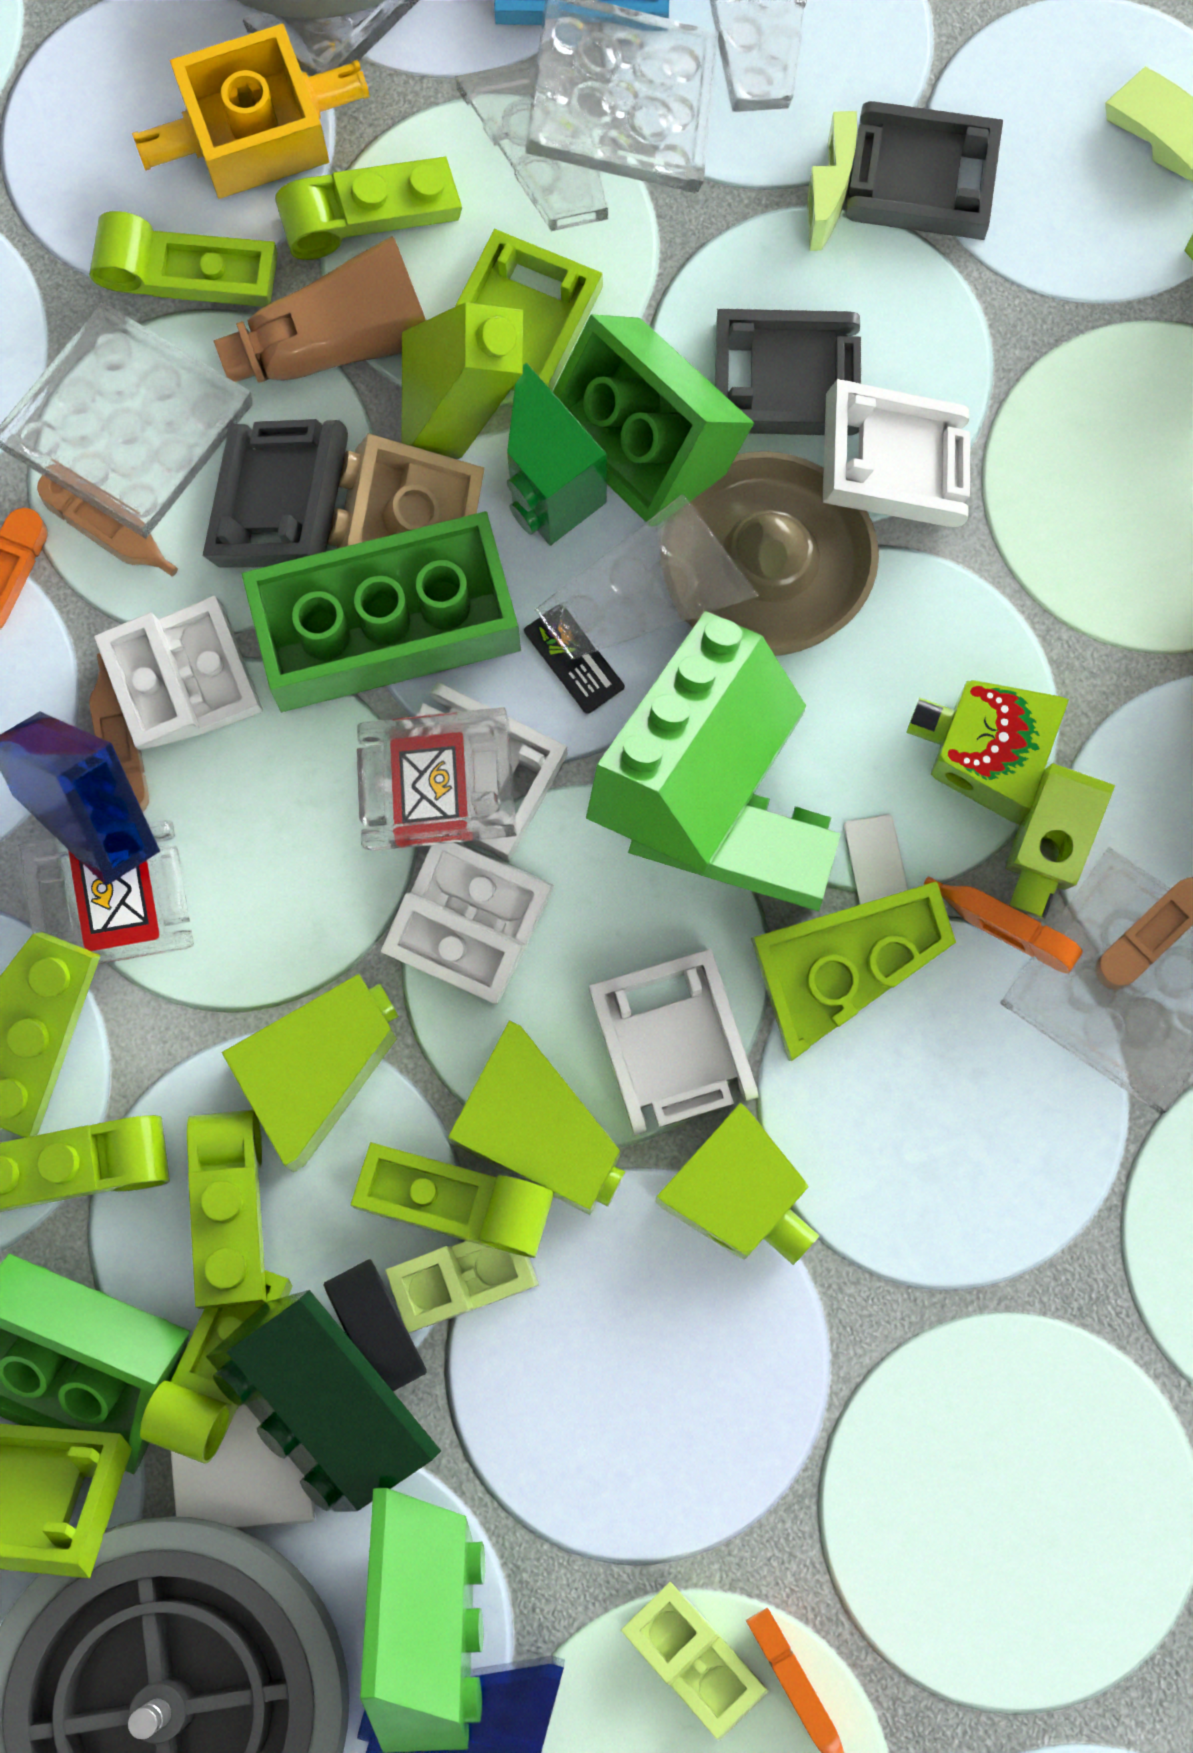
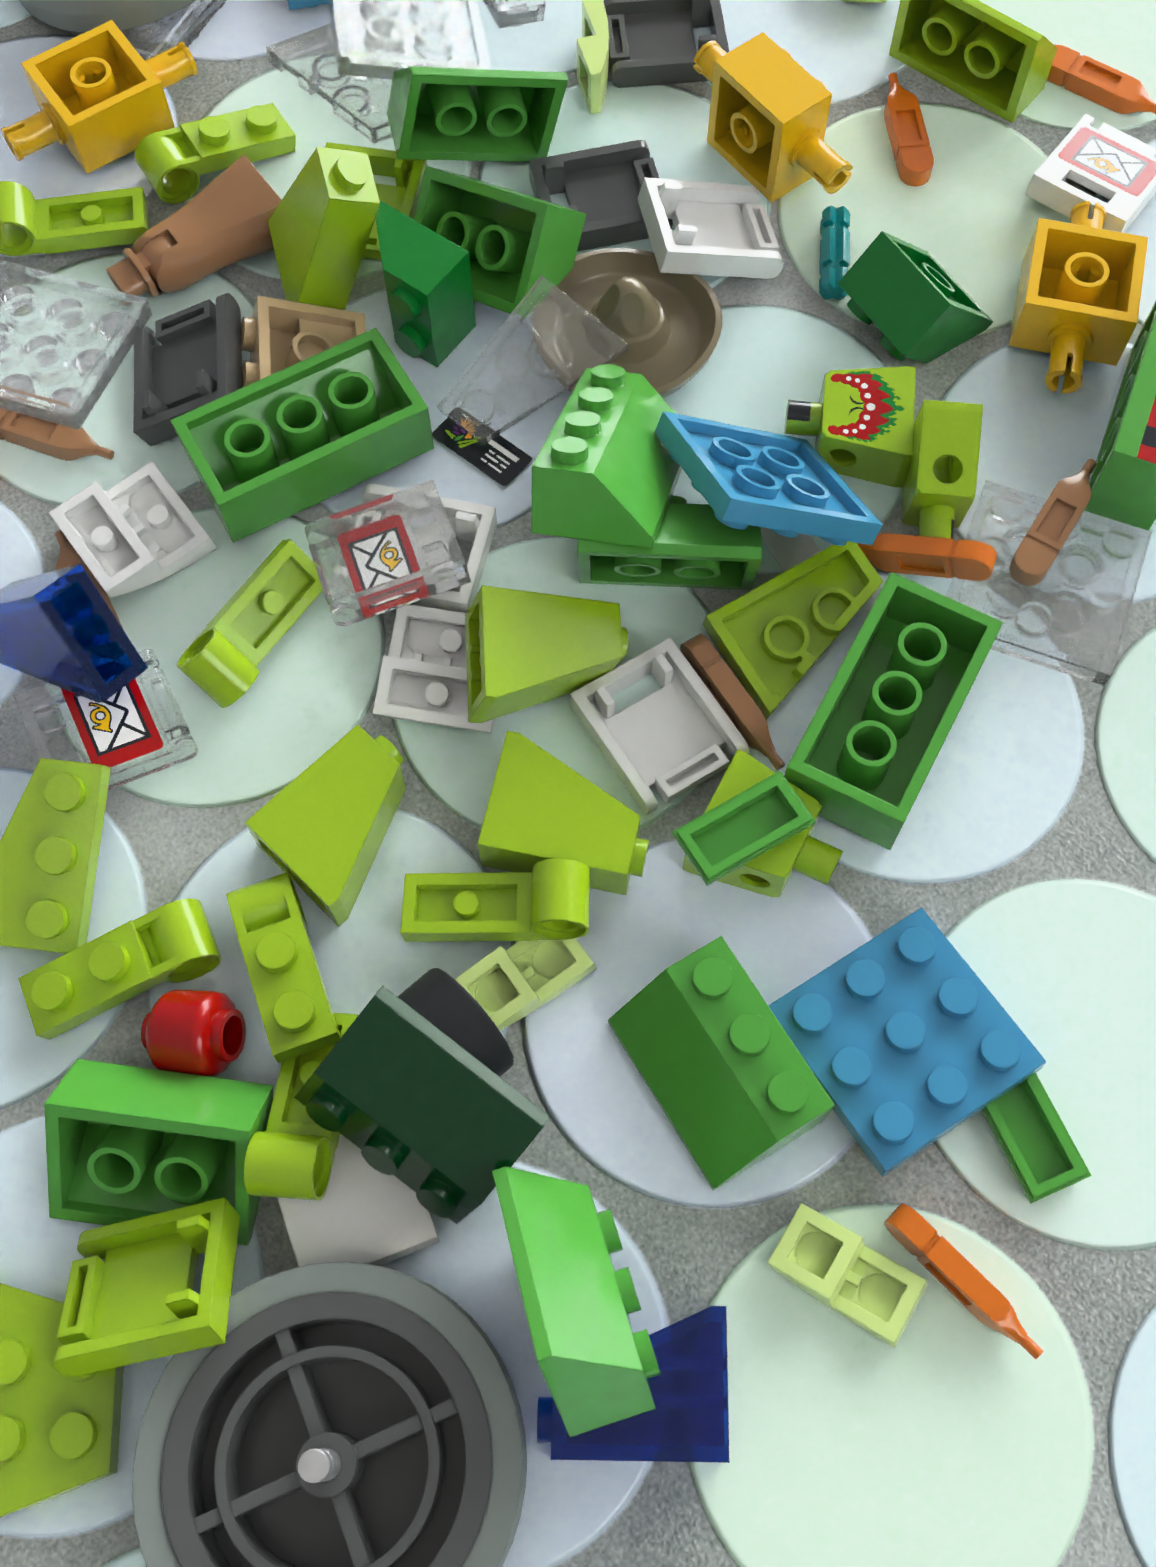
camera: 15 degrees left, 10 degrees down
(125, 1254) = (193, 1032): none -> red head
(276, 821) = (251, 624): none -> lime plate
(563, 932) = (536, 648): none -> lime slope
(628, 1424) = (719, 1063): none -> bright green slope
(667, 242) = (474, 113): none -> bright green slope
(718, 1196) = (743, 828): none -> bright green tile
(756, 1029) = (731, 696): none -> medium nougat piece
(821, 1445) = (905, 1040): none -> dark azure plate
(857, 806) = (766, 480): none -> dark azure plate
(916, 1096) = (891, 708): none -> bright green brick
(916, 1566) = (1035, 1140): none -> bright green tile
(1004, 329) = (769, 117): none -> yellow brick
(1033, 512) = (834, 251): none -> teal axle
(1100, 602) = (911, 300): none -> green slope
(1168, 371) = (907, 135): none -> orange piece

